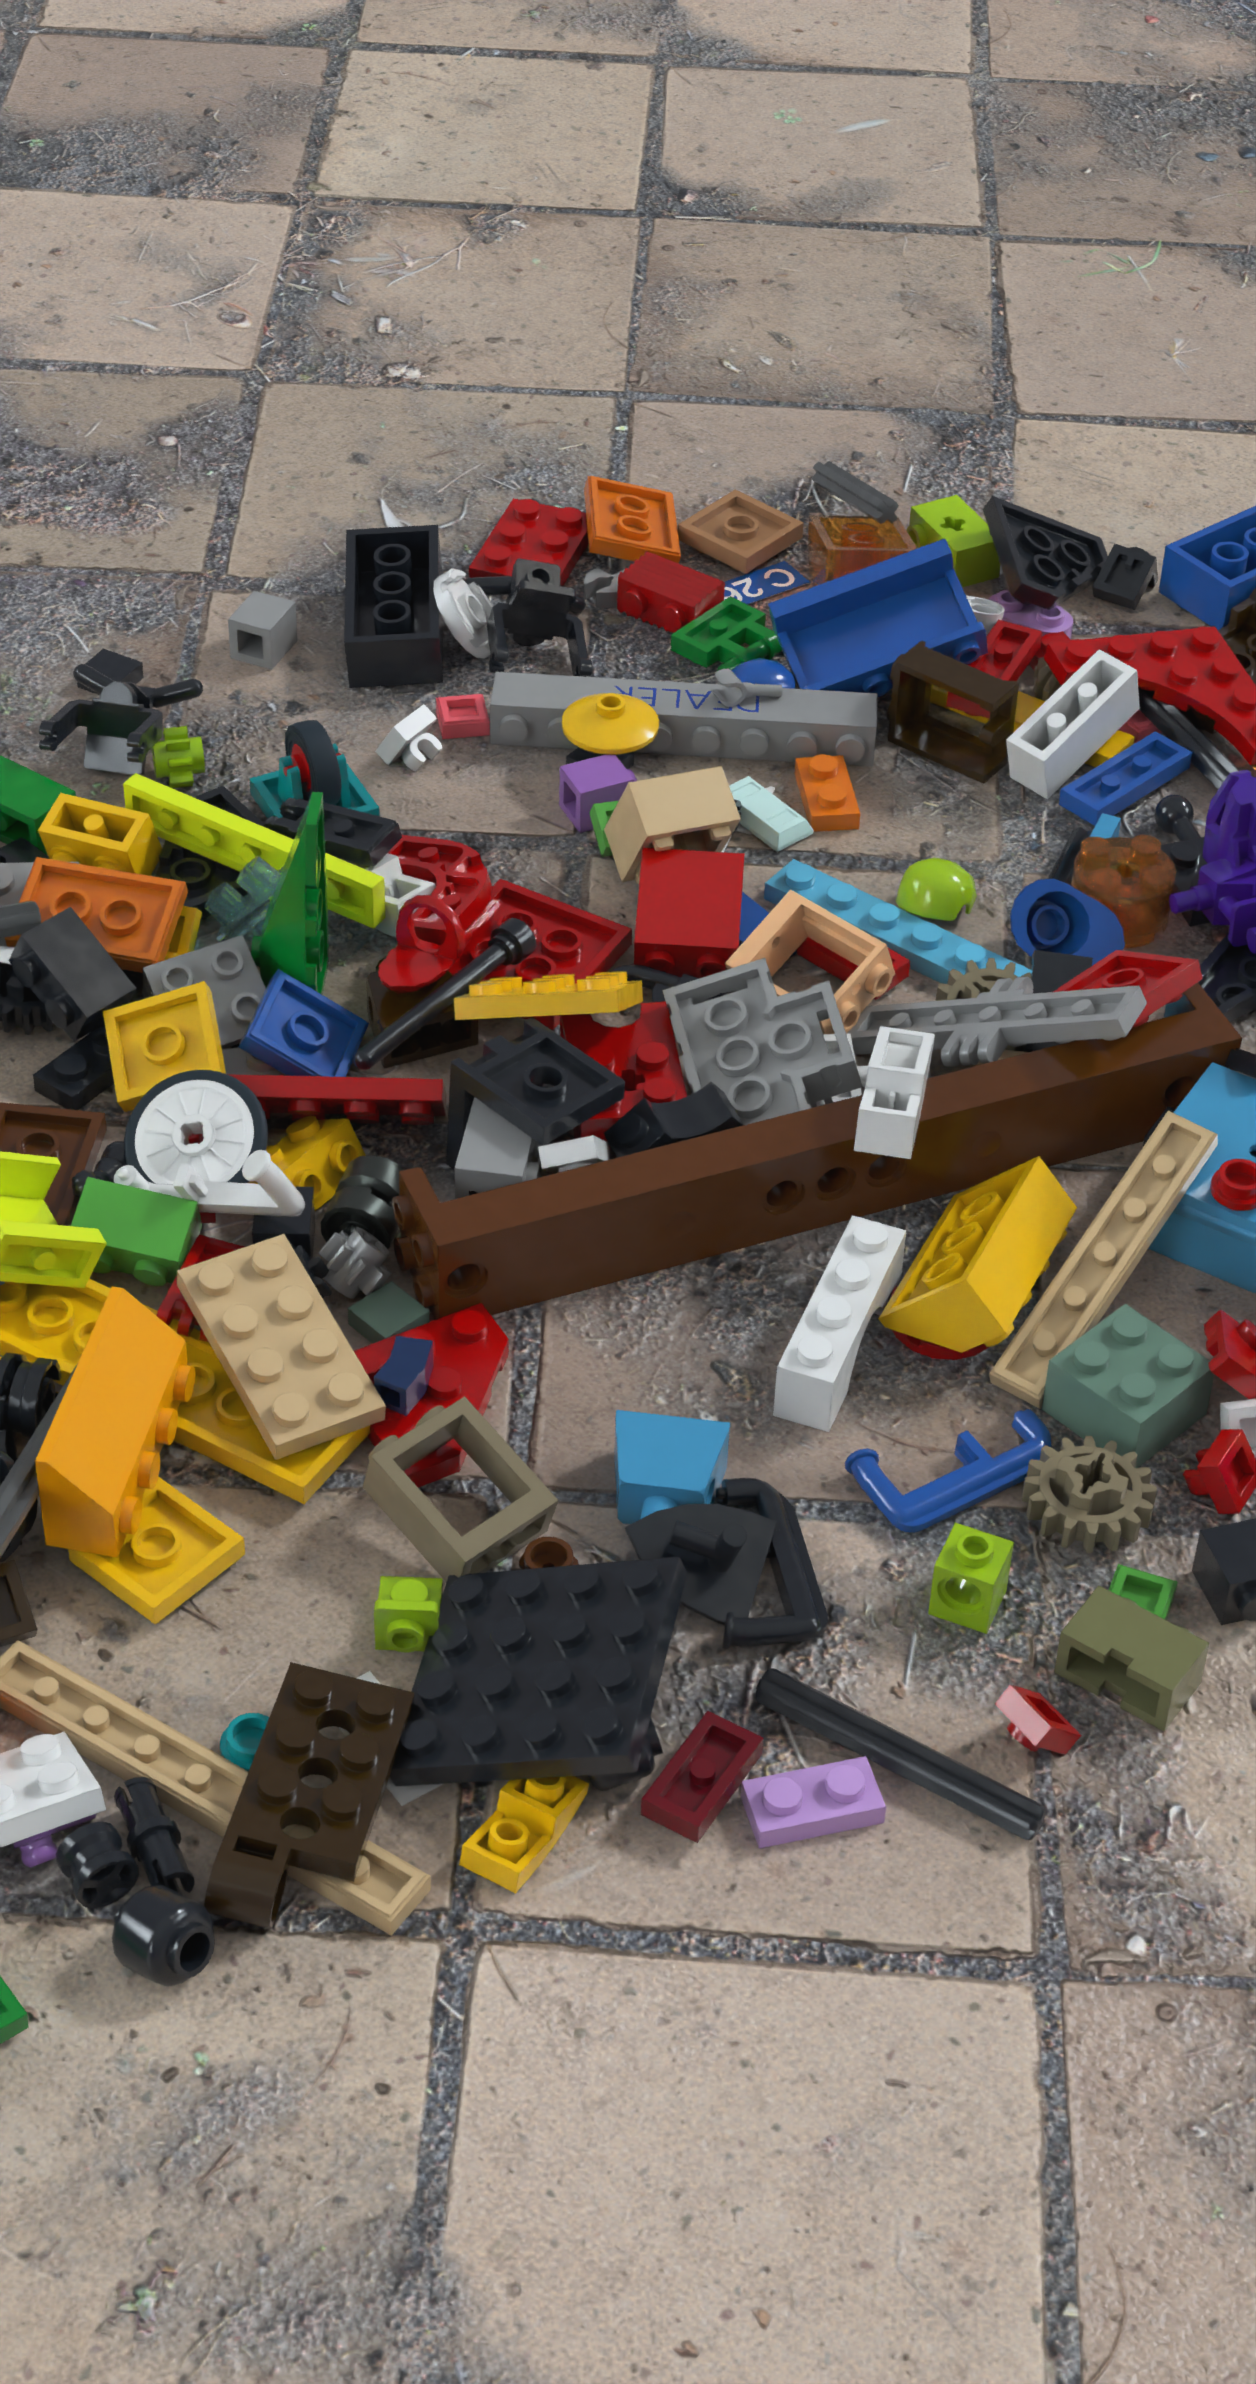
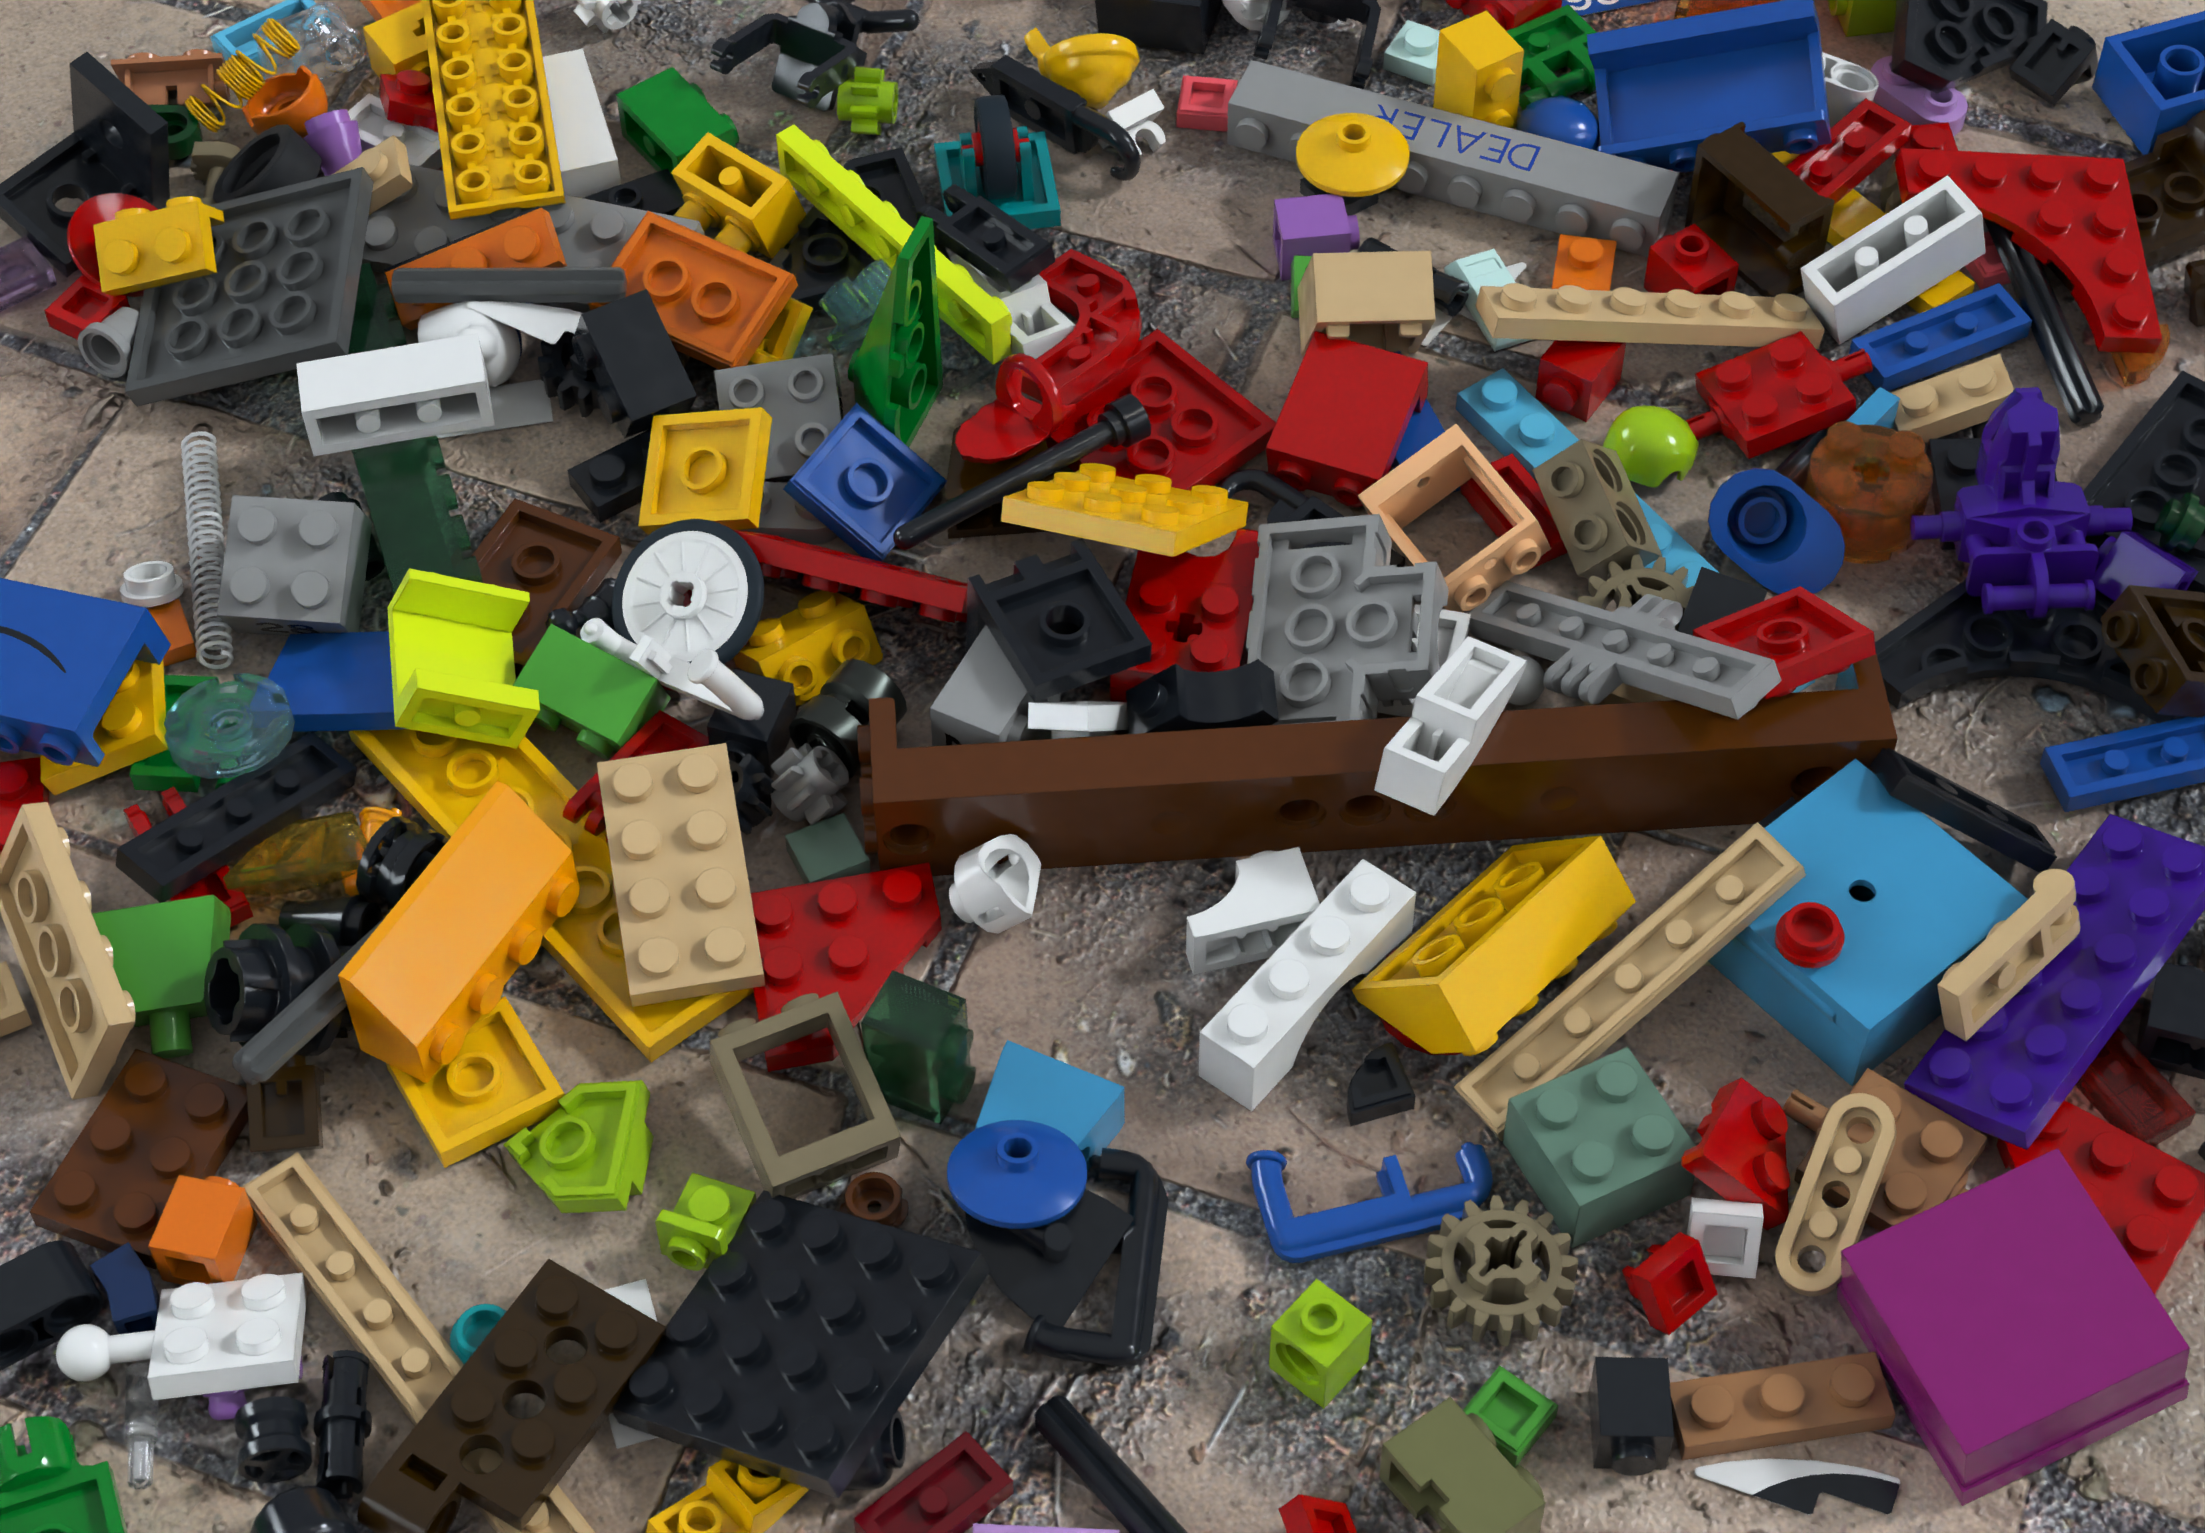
camera: 20 degrees right, 10 degrees up
(279, 1577) = (589, 1148): none -> lime plate
(353, 702) = (1087, 64): none -> yellow hat
(356, 737) = (1057, 111): none -> black plate
(405, 1374) = (801, 939): dark blue piece -> none
(546, 1423) = (919, 1046): none -> clear green brick
(550, 1309) = (996, 893): none -> white piece
(621, 652) = (1414, 53): none -> light aqua plate
(674, 1501) = (1017, 1174): none -> blue dish
(687, 644) = (1479, 71): none -> yellow brick
(736, 690) = (1506, 140): light grey hand -> none
(777, 1281) = (1256, 916): none -> white arch
(857, 846) = (1579, 375): none -> red brick
(893, 797) = (1644, 316): none -> tan plate
(913, 767) = (1689, 263): none -> red brick
(920, 934) = (1595, 509): none -> dark tan brick
(927, 1389) = (1379, 1087): none -> black tile
(1020, 837) = (1776, 394): none -> red plate
(1165, 811) = (1953, 399): none -> tan plate

